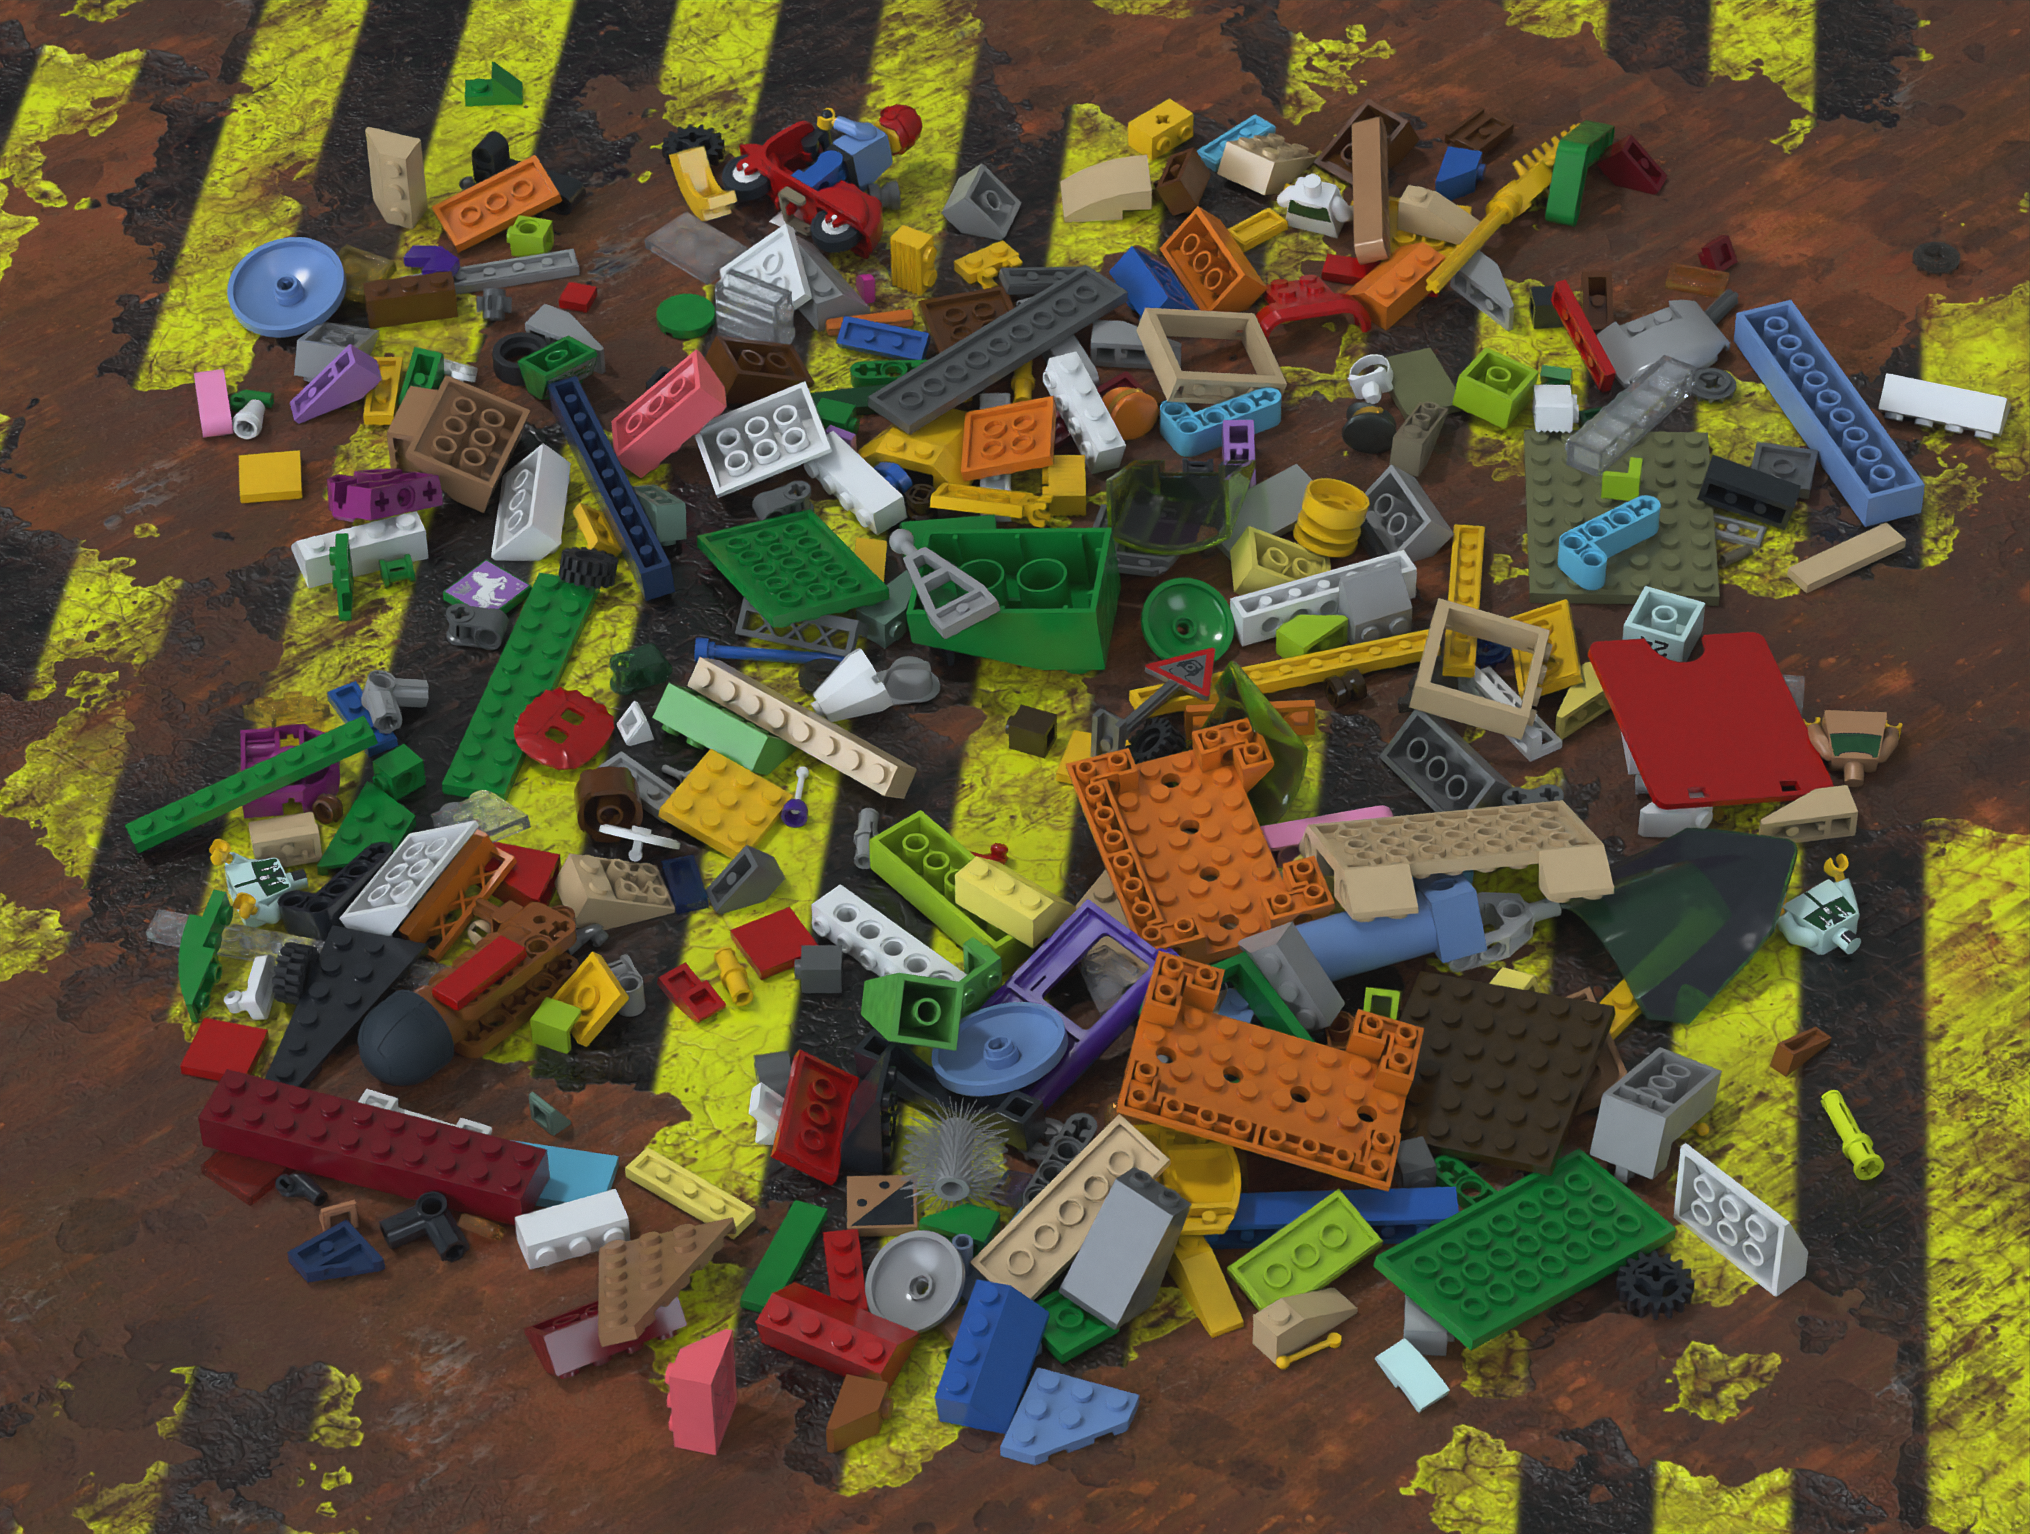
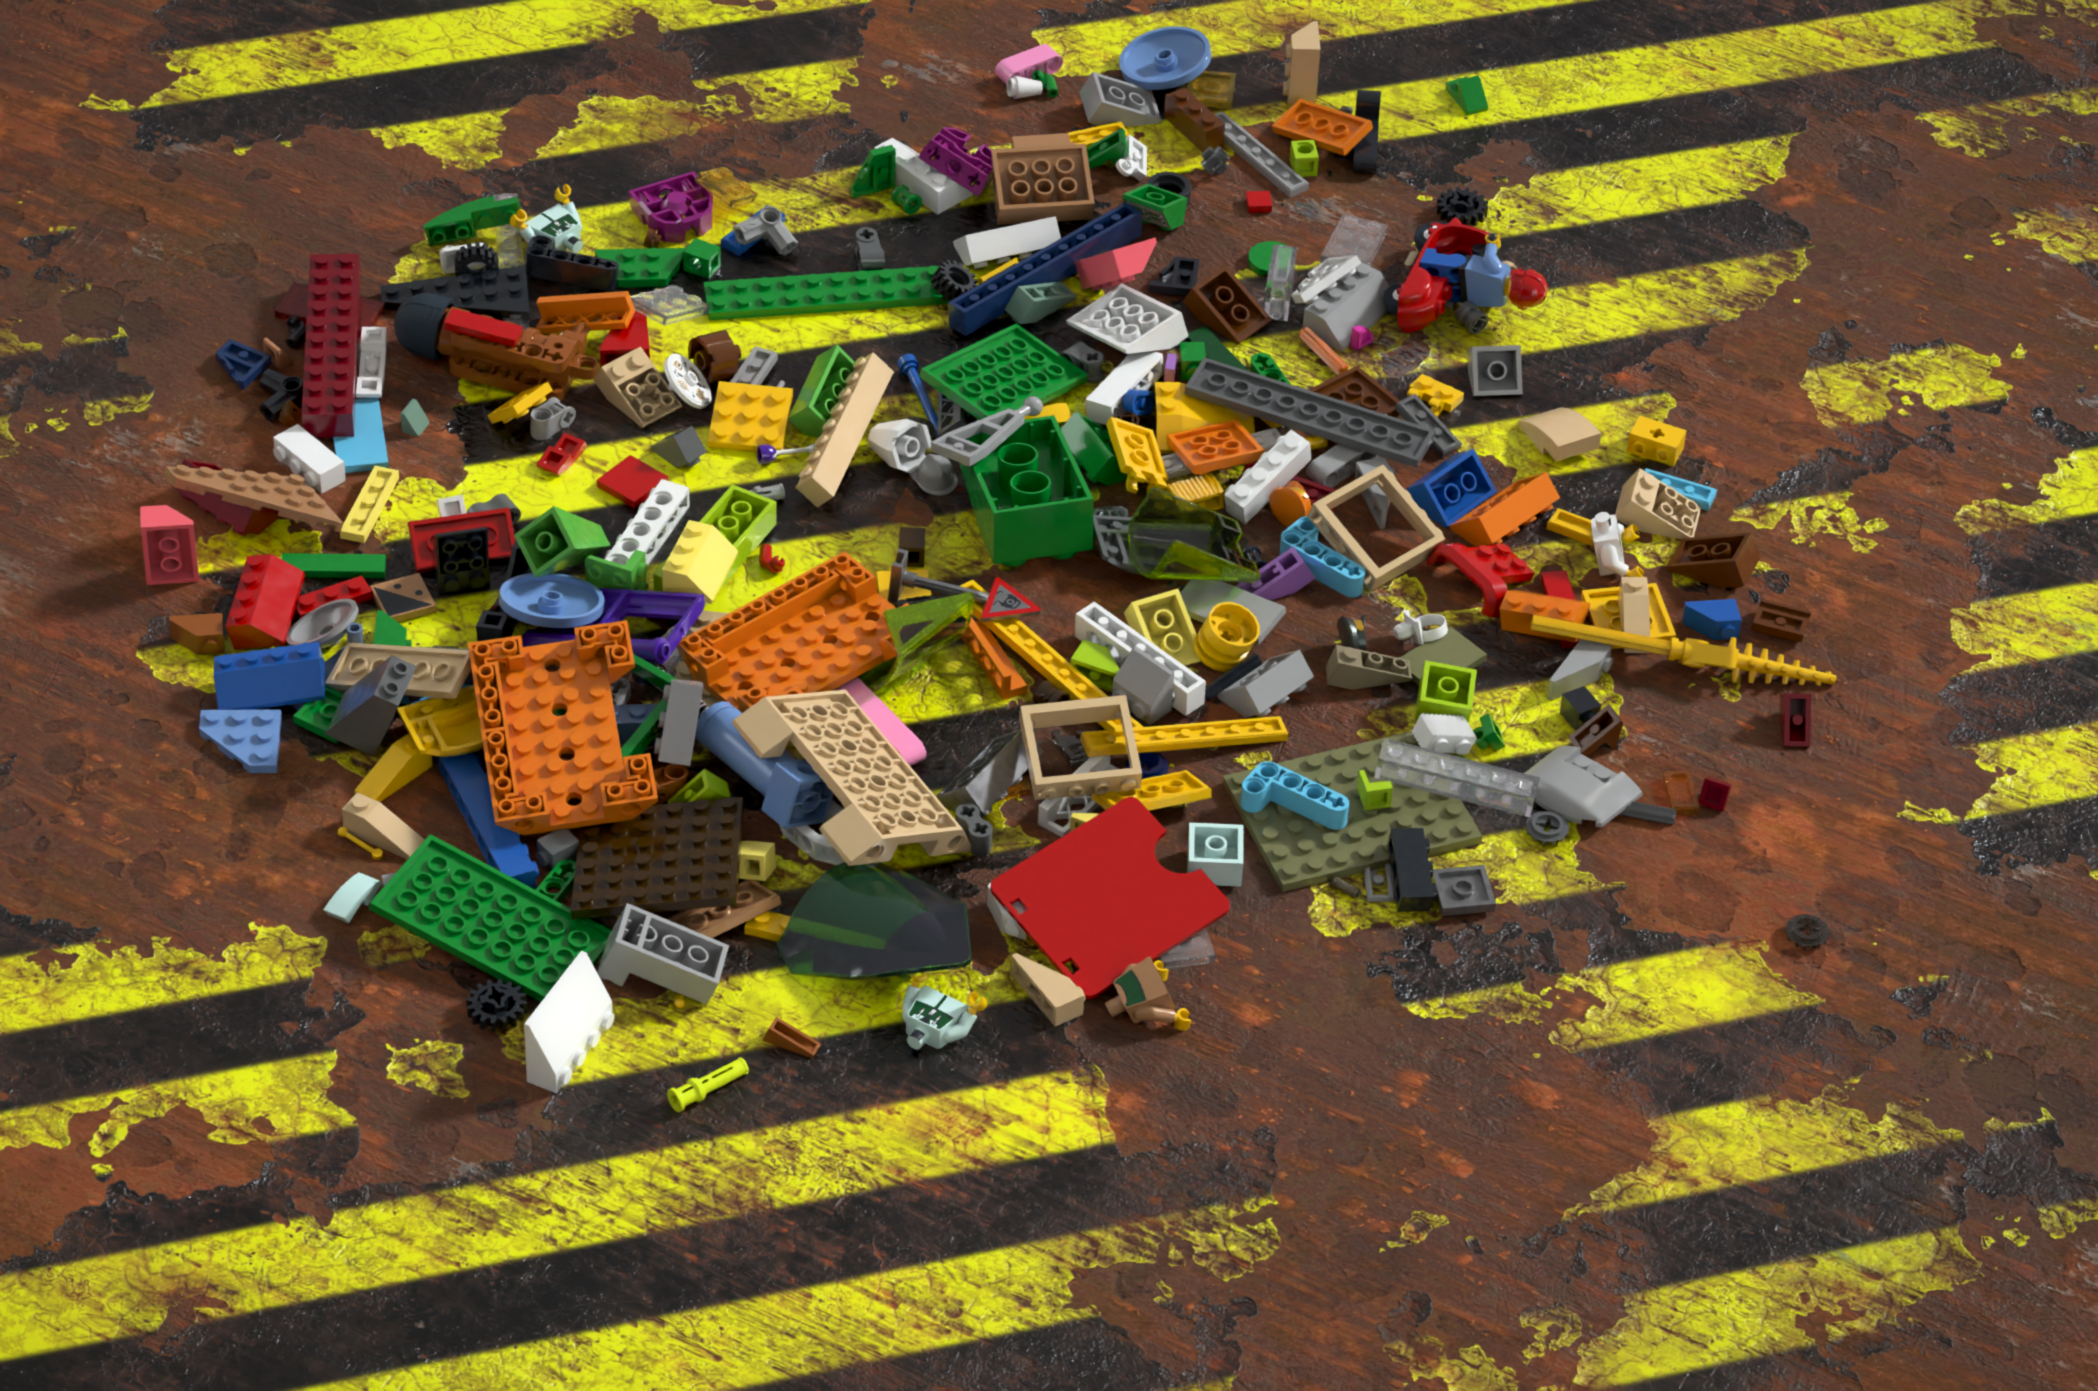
camera: 65 degrees right, 0 degrees up
(223, 1047) = (404, 263): red tile -> none
(251, 784) = (638, 188): green plate -> none
(270, 476) = (973, 115): yellow tile -> none
(288, 838) = (609, 229): tan bracket -> none
(338, 384) = (1075, 111): medium lavender slope -> none
(405, 878) = (559, 282): white slope -> none
(431, 259) = (1248, 119): dark purple tile -> none
(488, 588) = (912, 248): tile -> none
(553, 1024) = (493, 393): lime panel -> none
(556, 324) = (1204, 204): light grey slope -> none
(583, 739) = (785, 333): red piece -> none
(593, 933) = (593, 391): dark grey arm -> none
(634, 726) = (808, 358): white slope -> none
(640, 668) = (869, 337): clear green piece -> none
(685, 884) = (669, 423): clear blue tile -> none
(699, 185) = (1425, 209): yellow arch -> none
(733, 976) = (585, 468): yellow pin -> none
(820, 968) = (611, 507): dark grey brick -> none
(883, 339) = (1302, 360): blue plate -> none
(912, 260) = (1393, 345): yellow brick -> none
(954, 1158) = (434, 605): light grey piece -> none
(1182, 182) = (1591, 465): reddish brown brick -> none
(1194, 608) = (1059, 580): green dish -> none
(1306, 1252) = (438, 809): lime tile -> none
(1370, 191) = (1627, 562): medium nougat beam -> none
(1573, 157) = (1767, 667): green beam -> none
(1583, 336) = (1541, 728): red tile -> none
(1829, 413) = (1542, 897): medium blue brick -> none
(1846, 557) = (1381, 953): tan tile -> none
(1944, 405) = (1606, 970): white slope -> none

